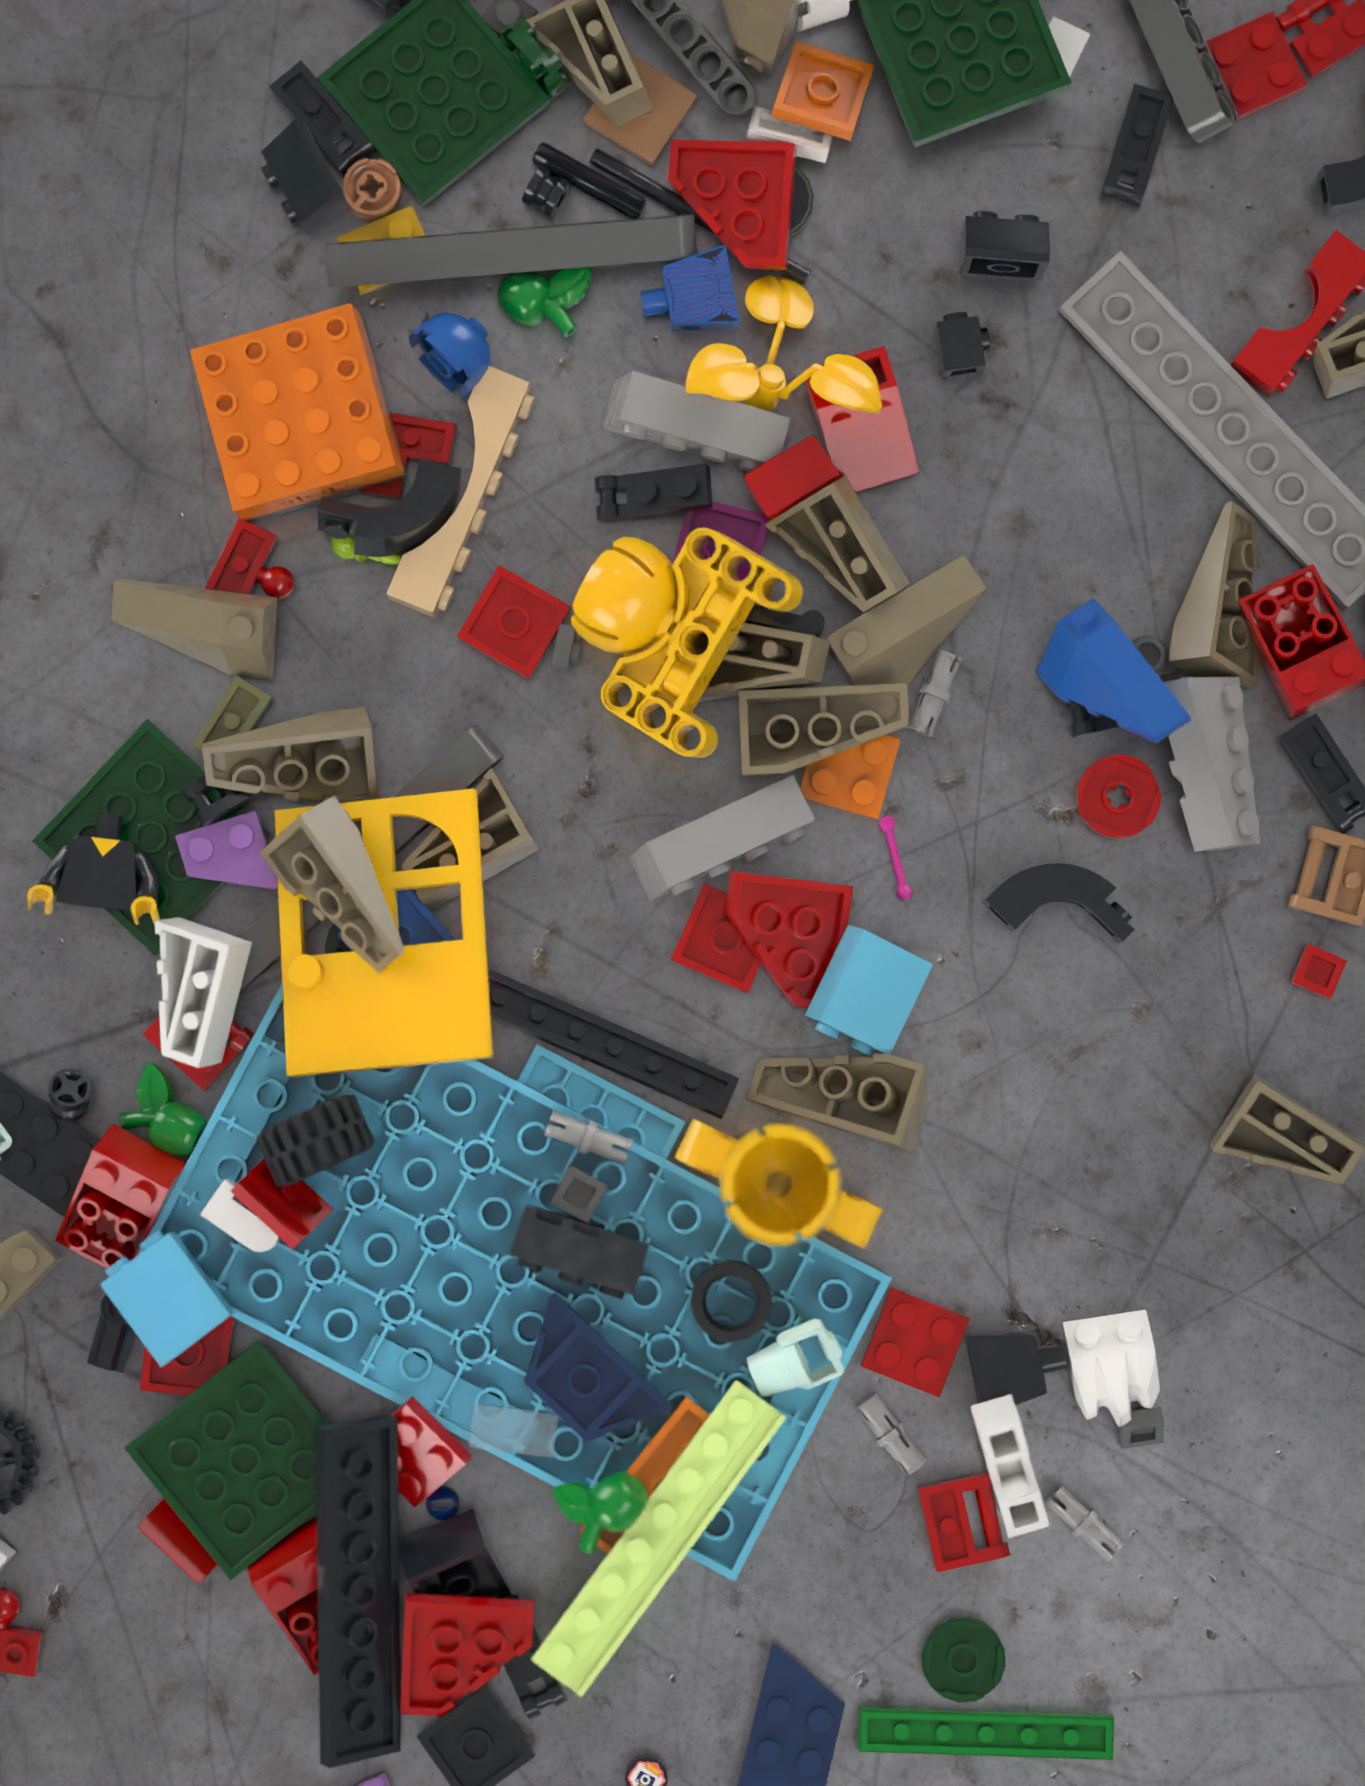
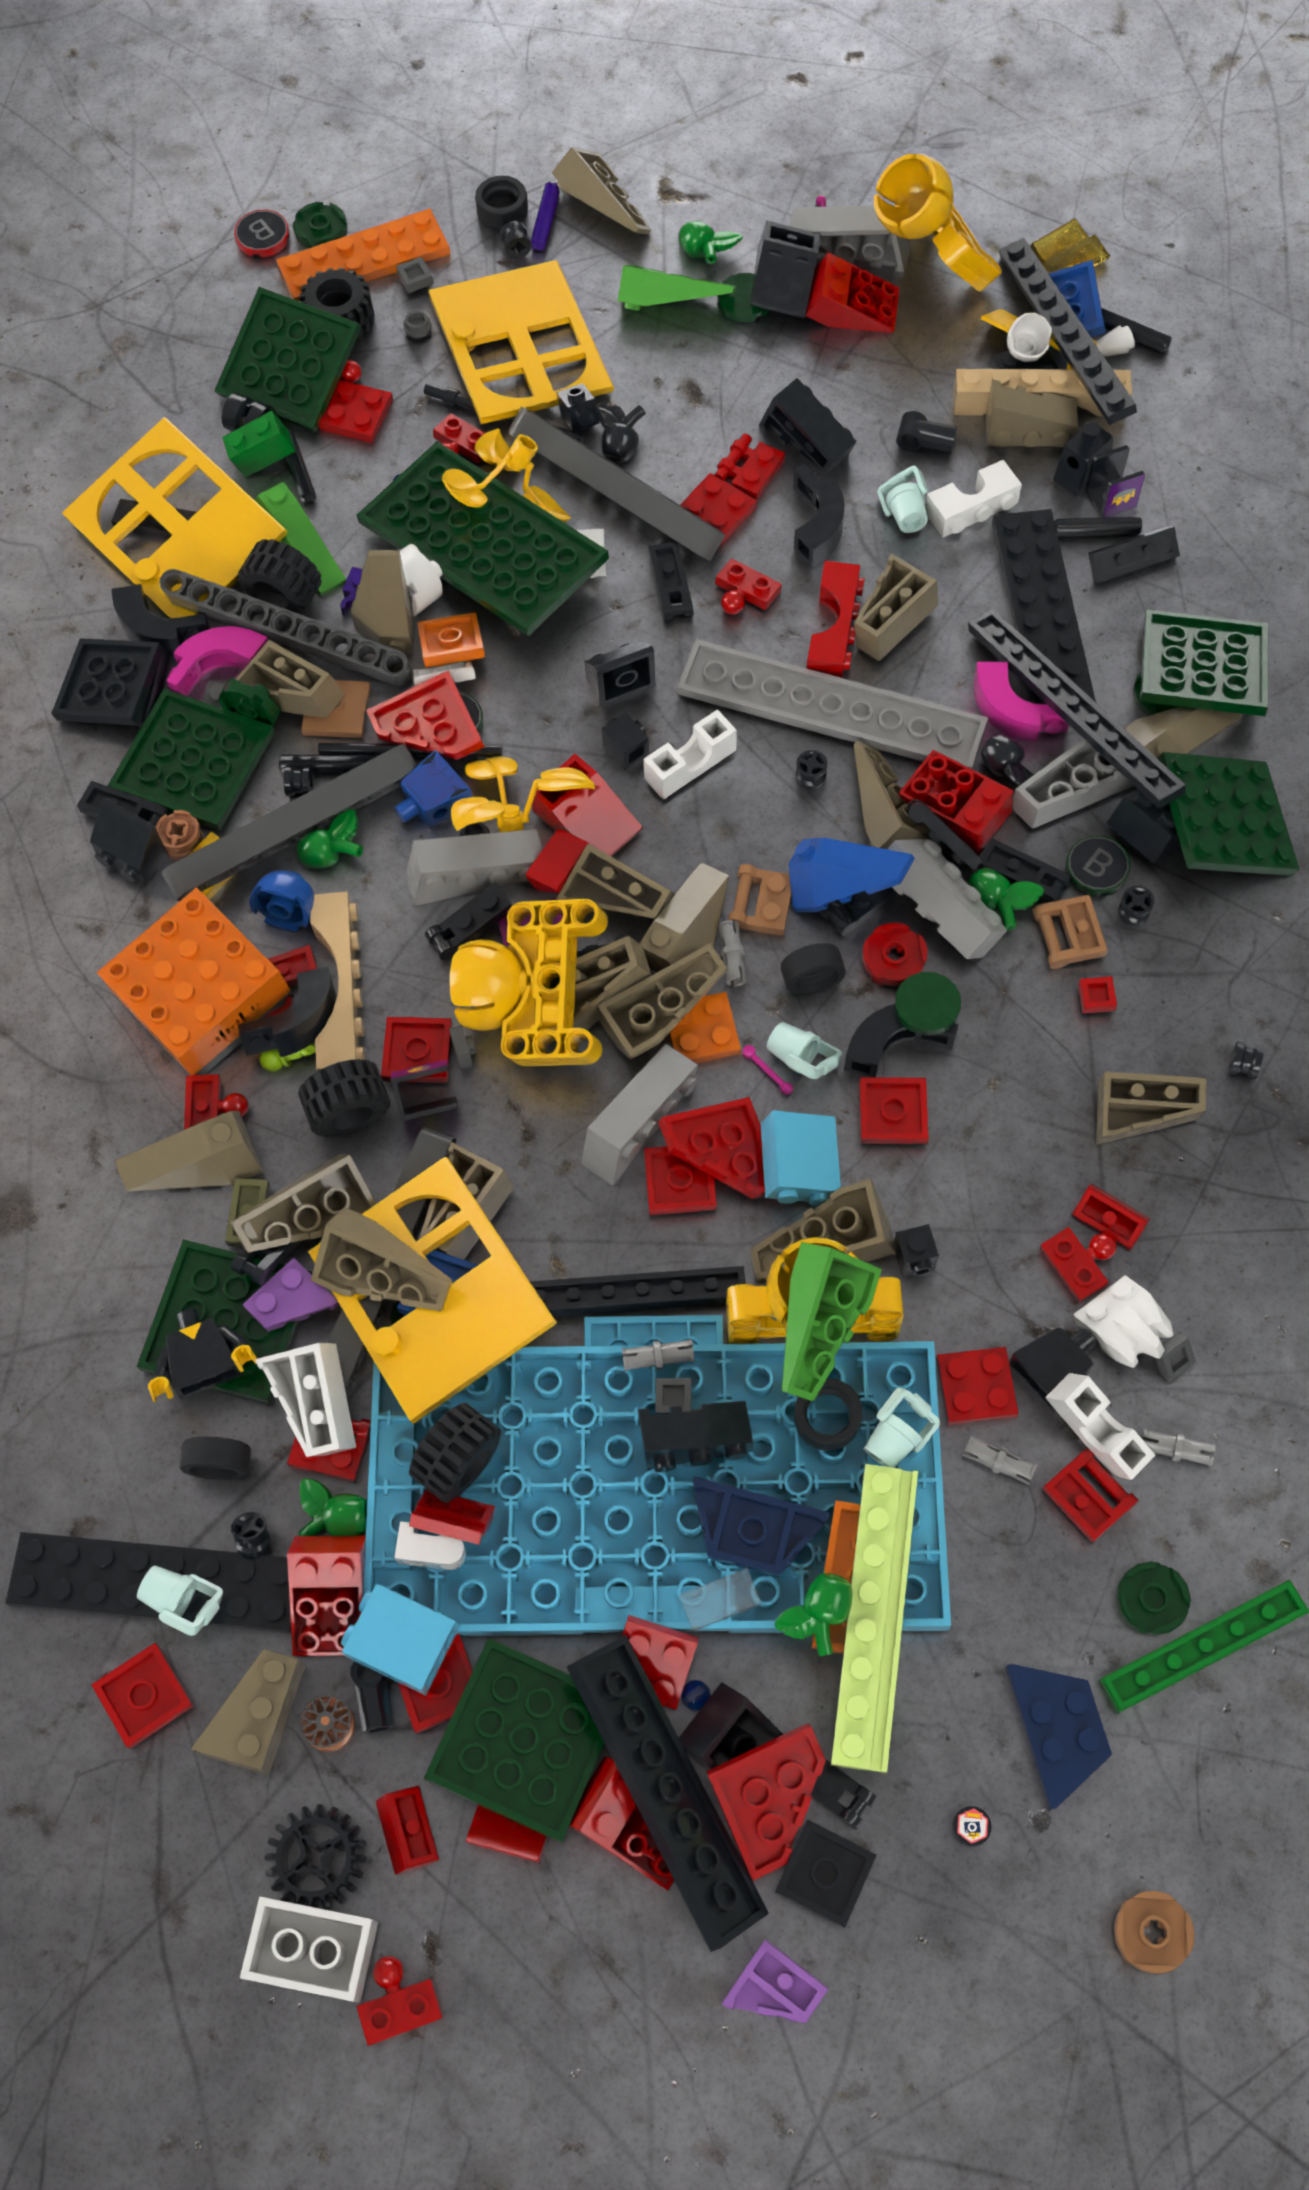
camera: 25 degrees left, 20 degrees down
(57, 1332) = (328, 1723): none -> wheel
(68, 994) = (215, 1458): none -> black tyre
(86, 1478) = (406, 1829): none -> red slope
(399, 650) = (344, 1098): none -> black tyre
(487, 703) = (422, 1109): none -> black piece
(768, 1219) = (823, 1305): none -> bright green wedge
(933, 1165) = (916, 1251): none -> black brick
(939, 856) = (799, 1050): none -> light aqua piece
(1006, 985) = (893, 1110): none -> red plate
(1010, 771) = (813, 969): none -> black tyre
(1011, 416) = (710, 743): none -> white arch
(1015, 653) = (771, 904): none -> medium nougat plate
(1101, 1267) = (1077, 1264): none -> red plate
(1113, 888) = (927, 1003): none -> dark green tile
(1165, 498) = (808, 762): none -> black wheel
(1174, 1234) = (1111, 1216): none -> red slope
(1226, 201) = (745, 584): none -> red plate
(1259, 682) = (941, 833): none -> black plate
(1280, 781) = (999, 894): none -> green piece

